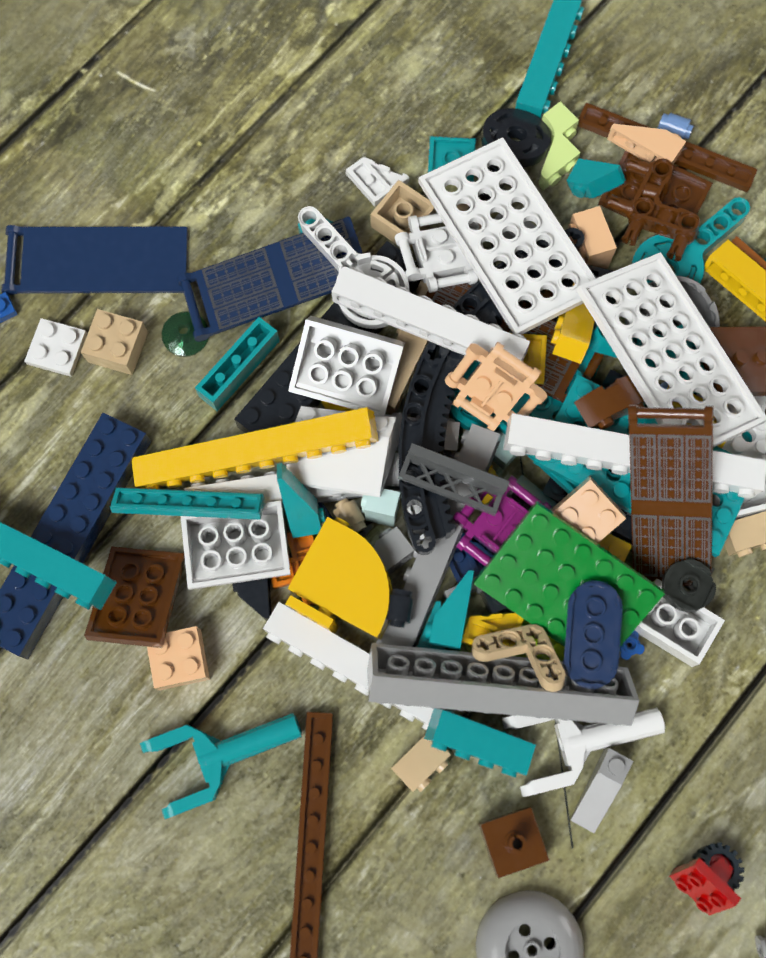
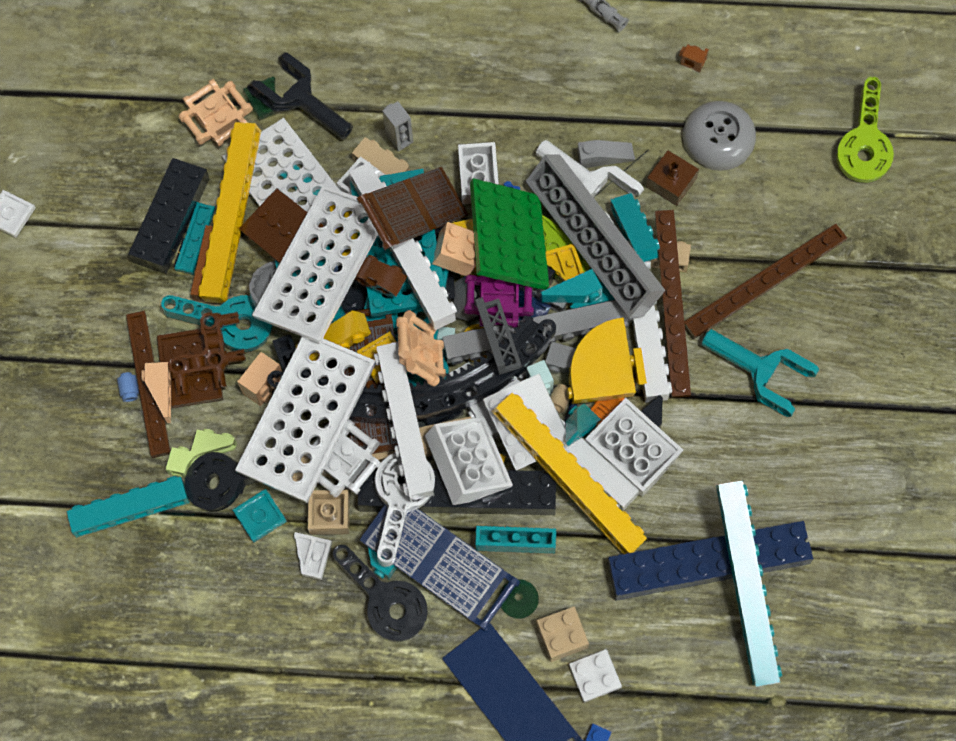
camera: 125 degrees left, 5 degrees down
(140, 600) = (696, 481): reddish brown plate -> none
(179, 660) = (726, 432): light nougat brick -> none
(187, 503) = (632, 493): teal tile -> none
(281, 208) = (384, 597): none -> black beam
(365, 718) = (672, 304): none -> reddish brown plate
(400, 608) = (595, 318): black brick -> none
(523, 645) = (560, 237): tan beam -> none
(593, 634) = (528, 199): dark blue tile -> none
(594, 178) = (210, 410): teal slope -> none
(701, 580) = (451, 183): pearl dark grey plate -> none
(711, 878) = (607, 67): red plate -> none

